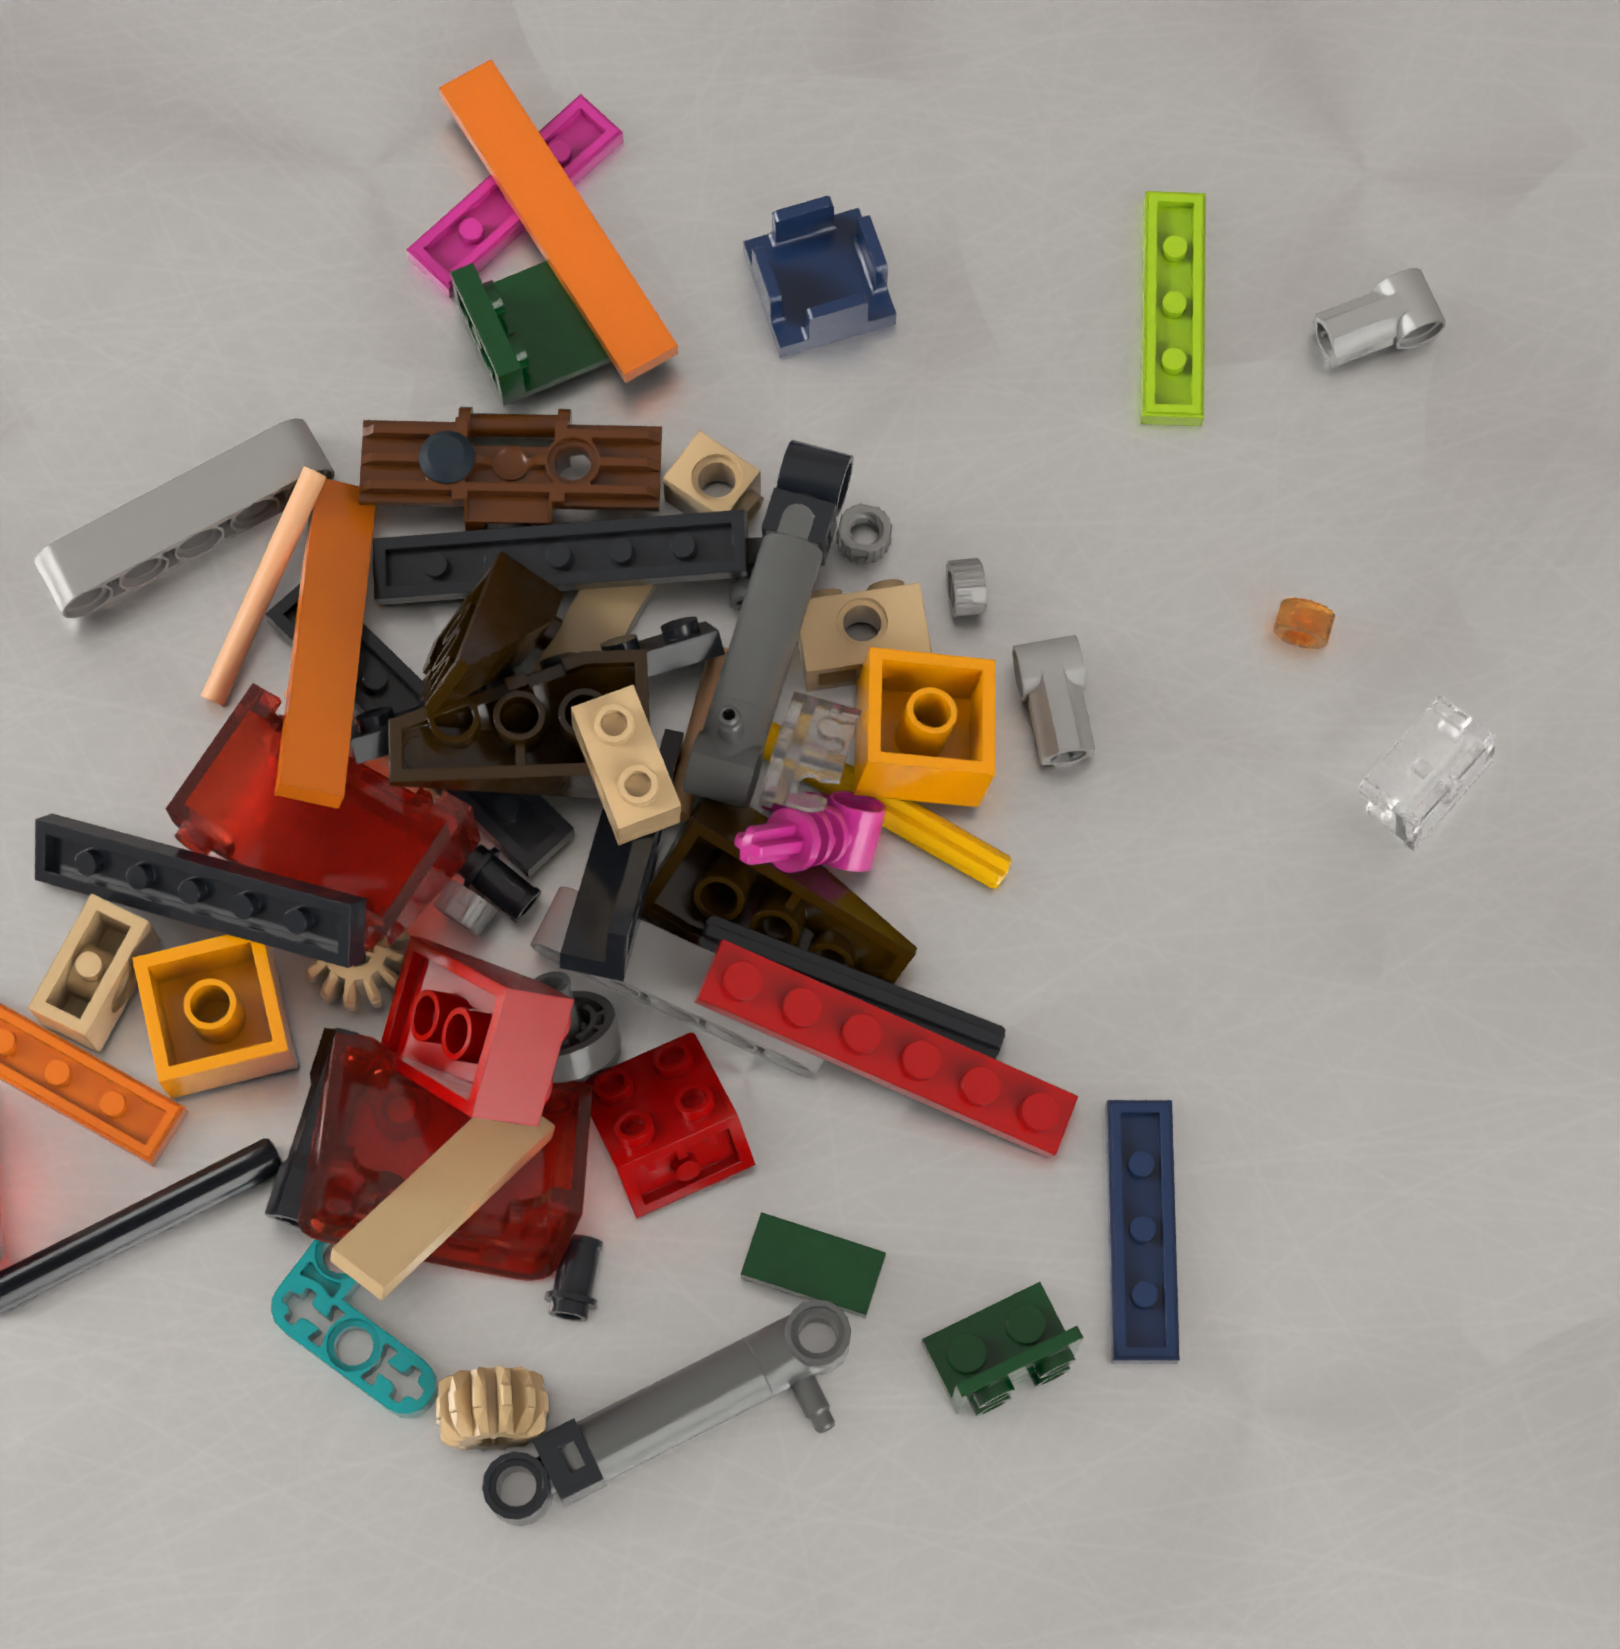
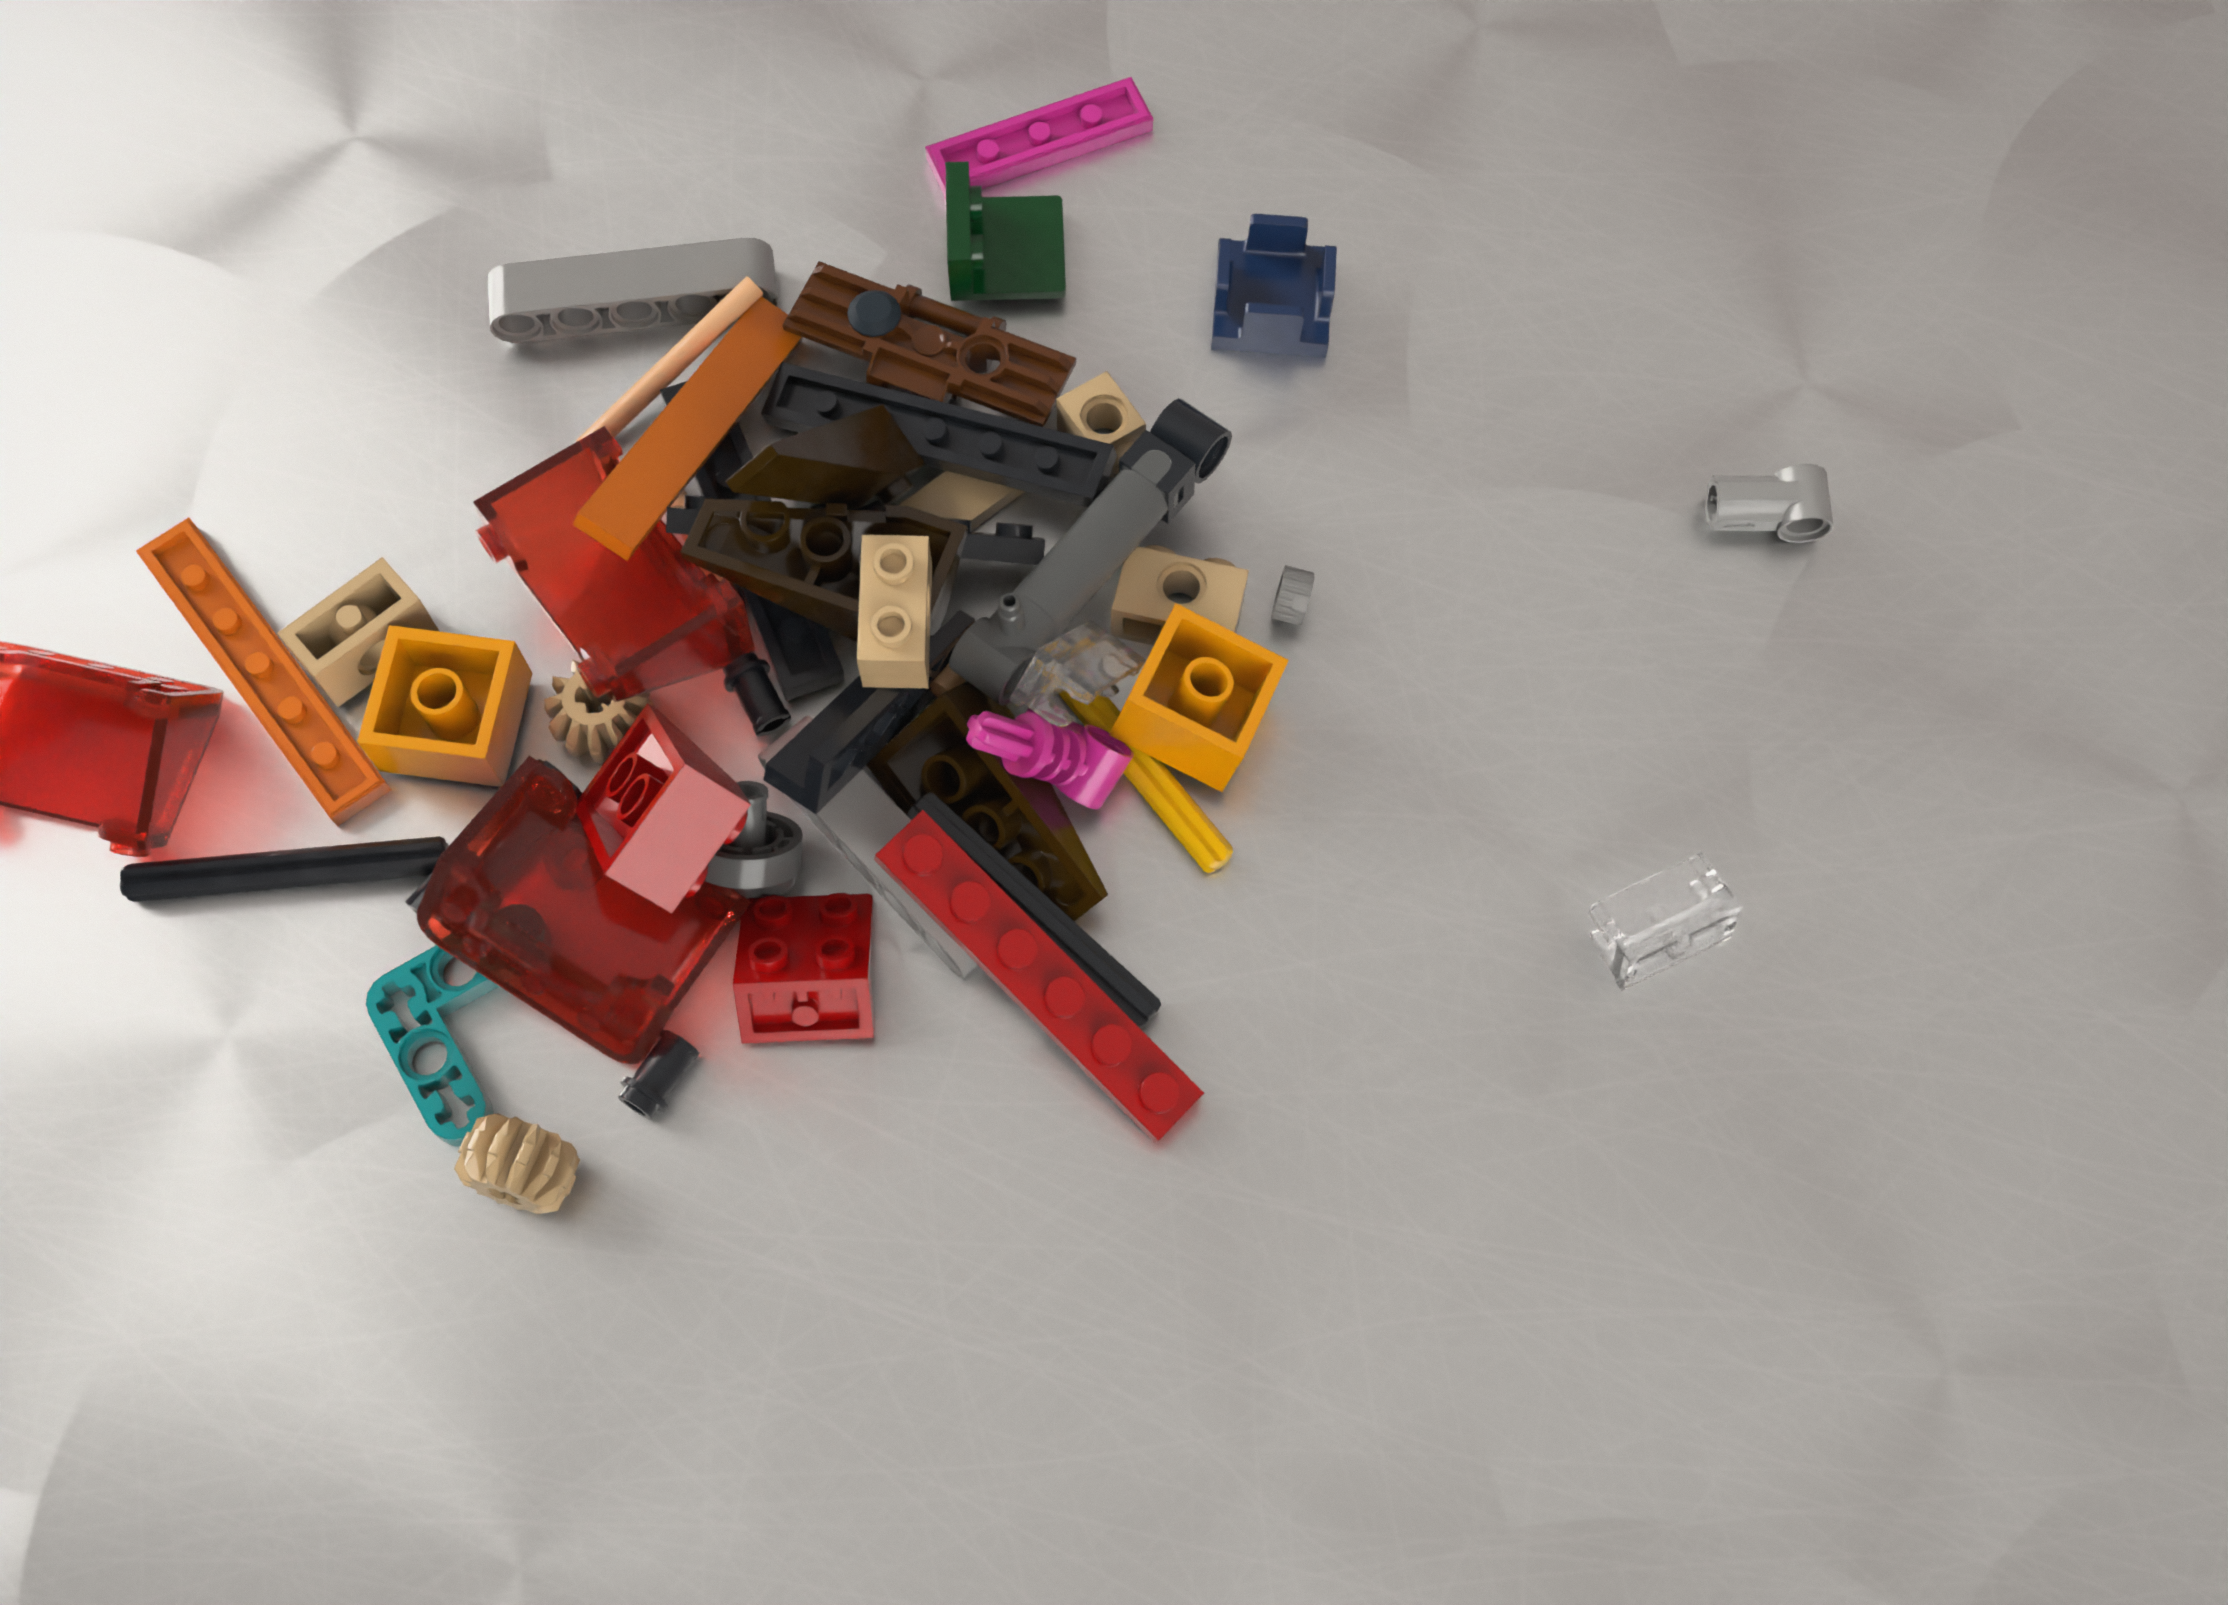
camera: 20 degrees right, 5 degrees down
(201, 890) = (480, 591): black plate -> none
(436, 1201) = (548, 945): tan tile -> none
(465, 907) = (715, 703): light grey axle -> none
(558, 221) = (1064, 168): orange tile -> none
(587, 1453) = (586, 1245): dark grey piece -> none
(813, 1264) = (885, 1153): dark green tile -> none
(869, 516) = (1229, 504): light grey axle -> none
(1000, 1348) = (1026, 1307): dark green bracket -> none
(1053, 683) = (1336, 710): light grey piece -> none
(1142, 1232) = (1212, 1250): dark blue tile -> none
(1173, 308) = (1581, 431): lime tile -> none
(1304, 623) = (1596, 741): clear orange axle -> none

